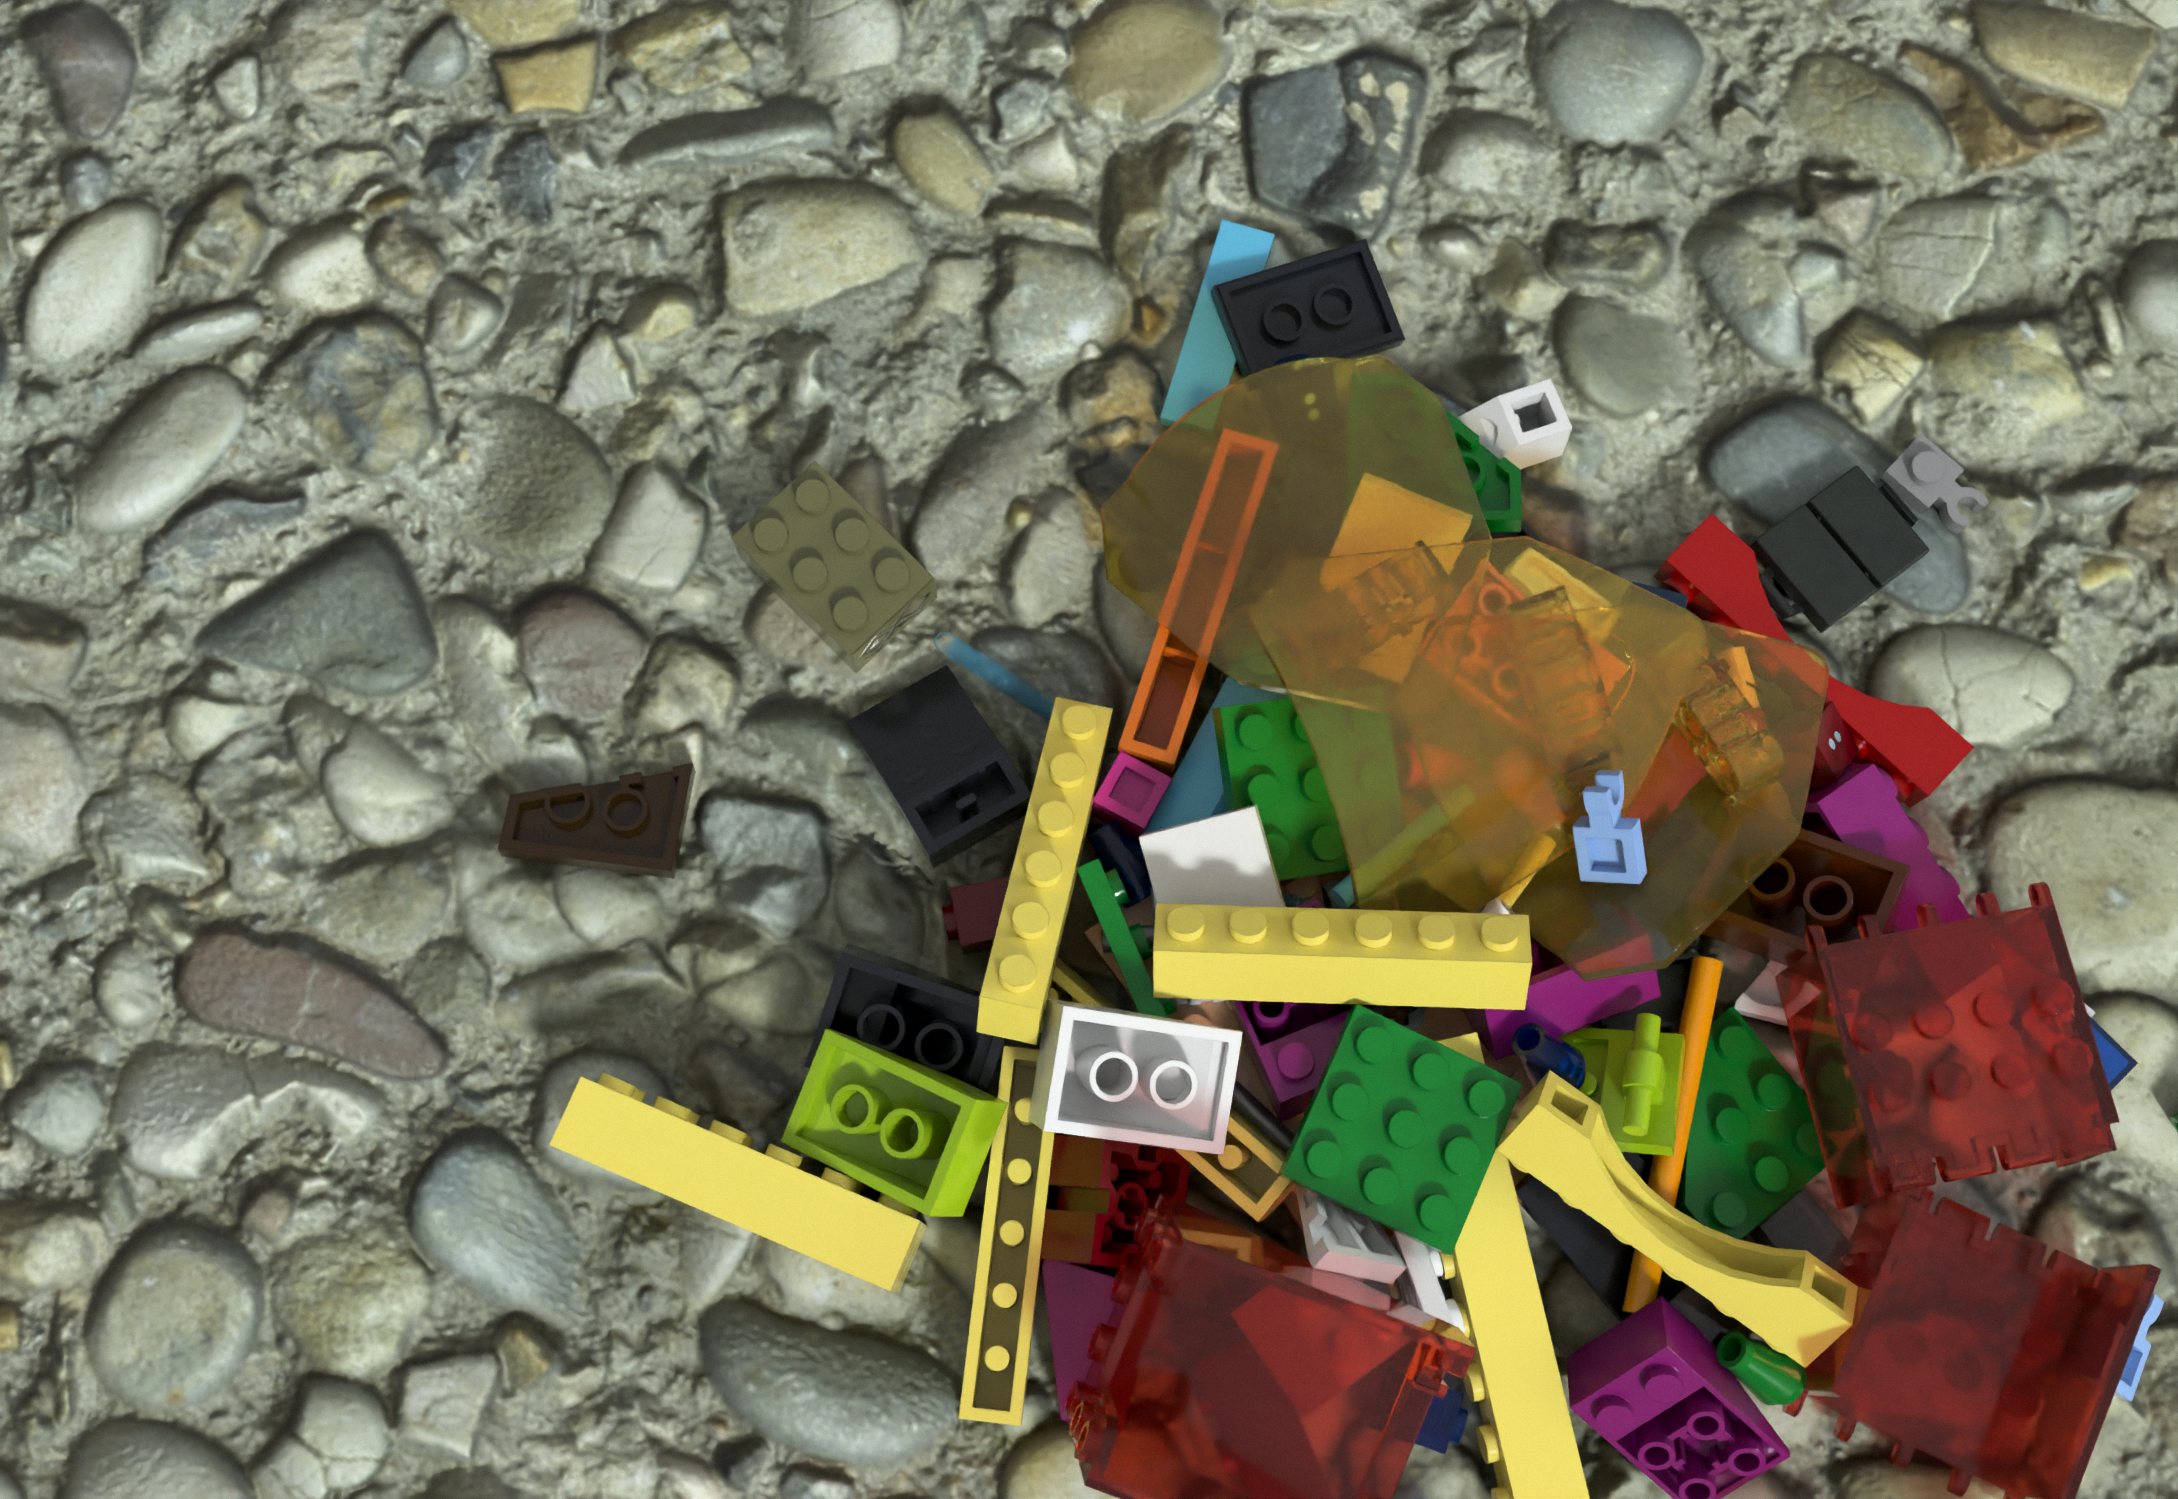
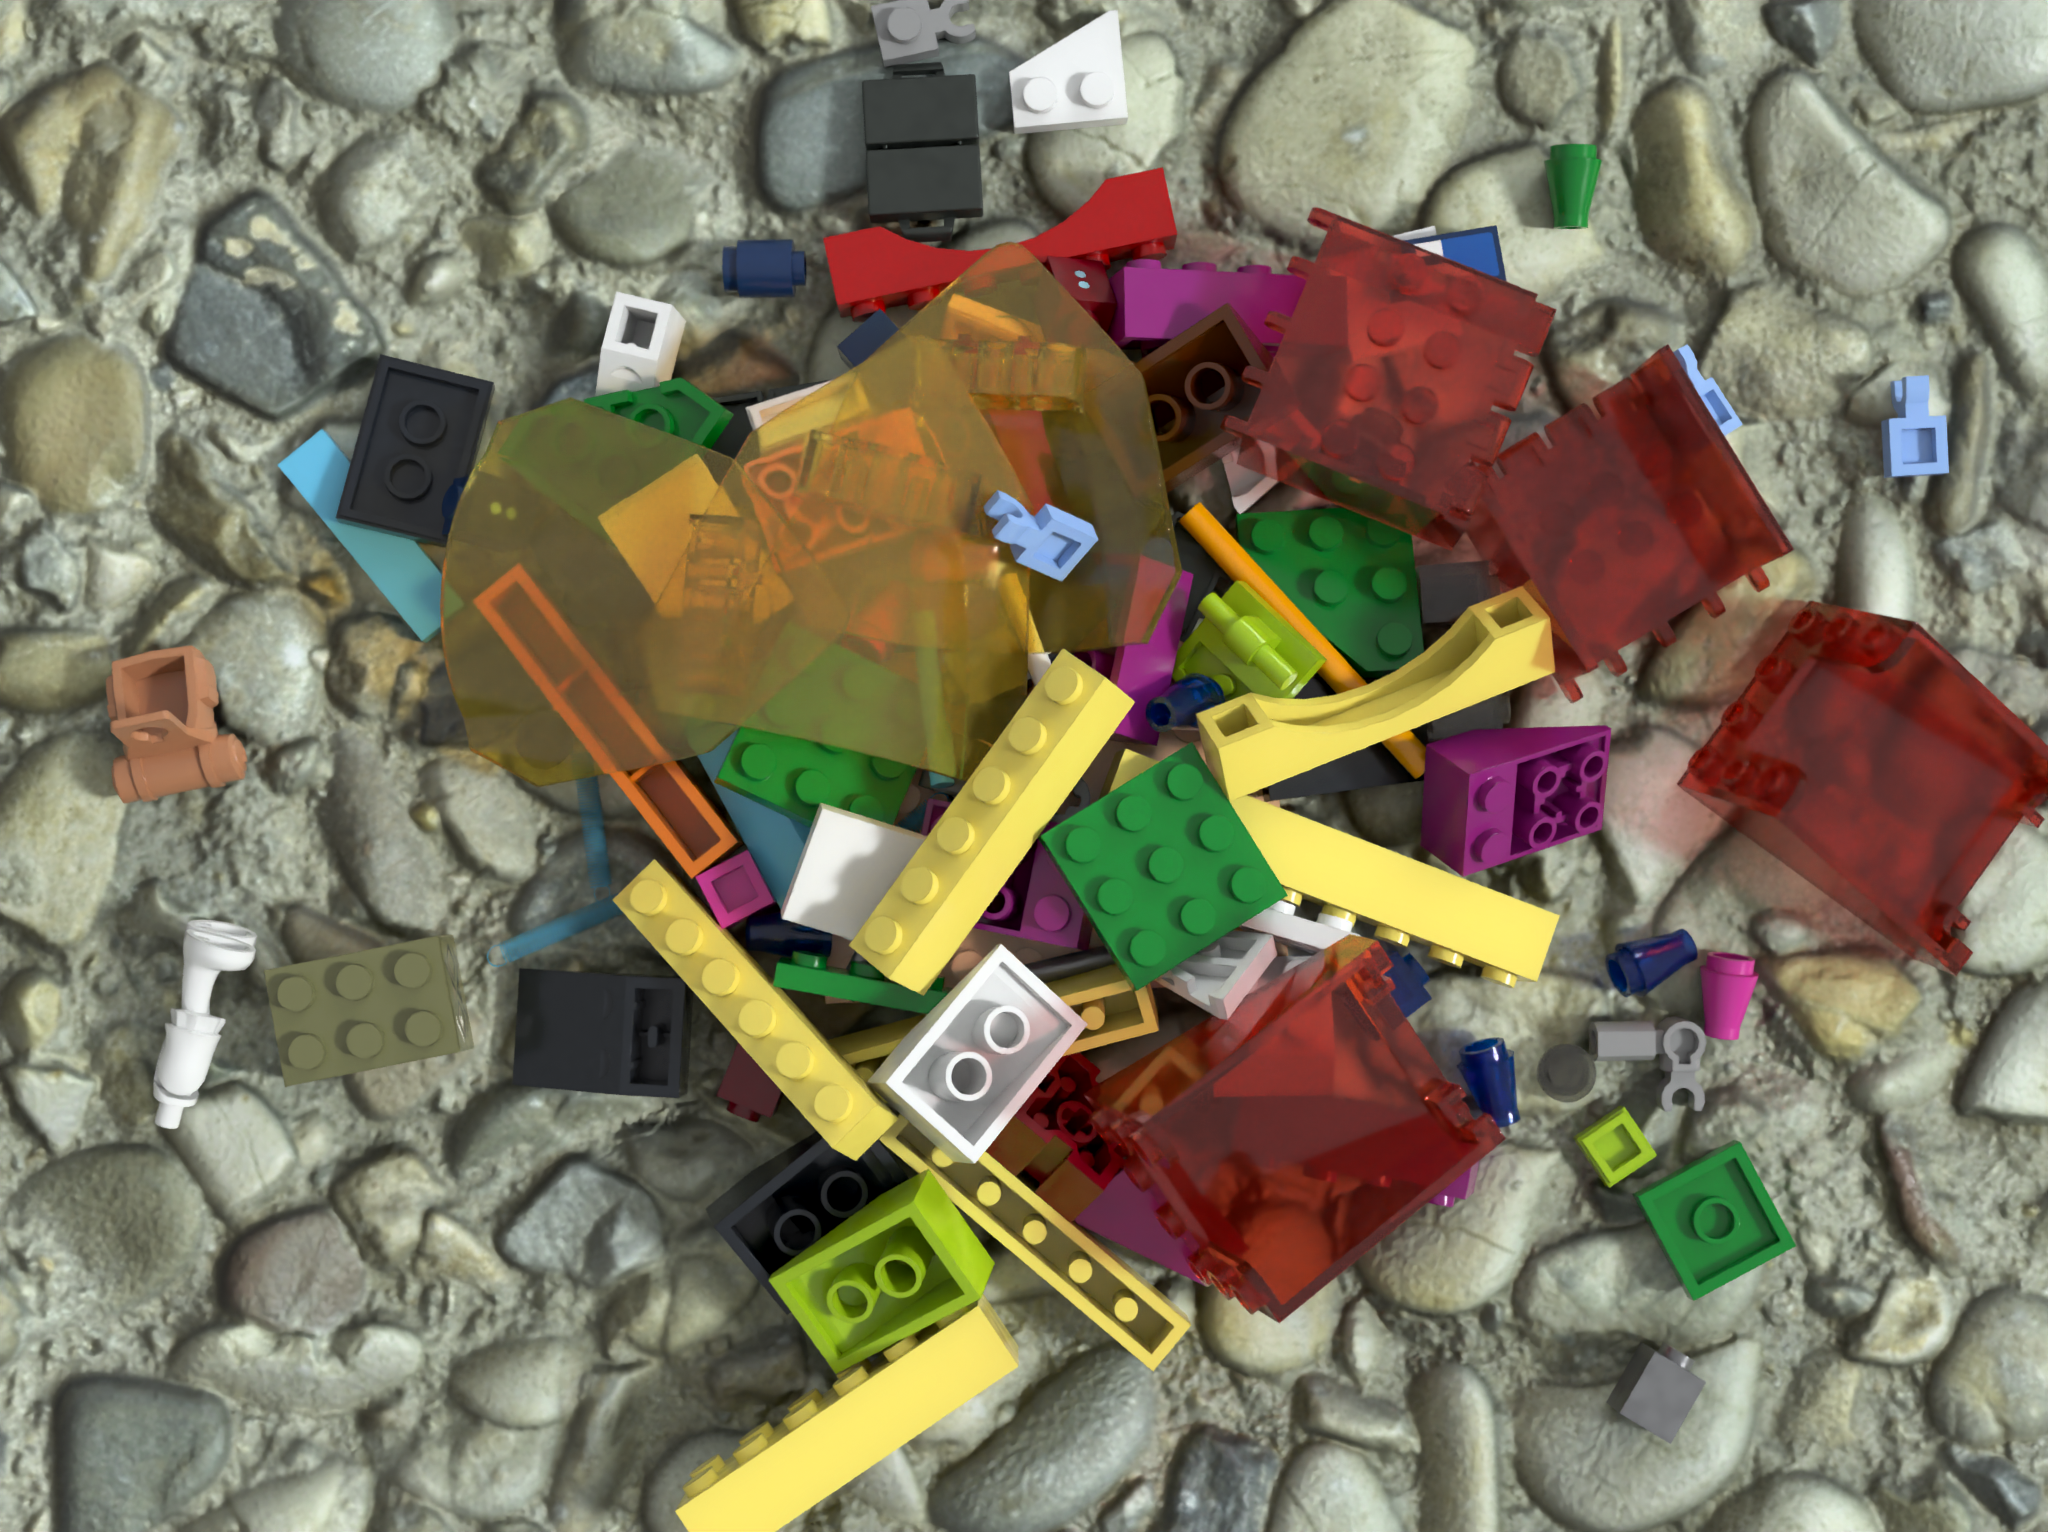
camera: 60 degrees left, 10 degrees up
(605, 826) = (470, 1342): dark brown wing -> none
(730, 440) = (193, 1034): none -> white piece
(957, 268) = (167, 726): none -> nougat piece
(1100, 656) = (599, 825): none -> medium azure piece
(1649, 486) = (763, 268): none -> dark blue brick
(1763, 1371) = (1531, 703): green cone -> none
(1983, 633) = (1072, 82): none -> white wing

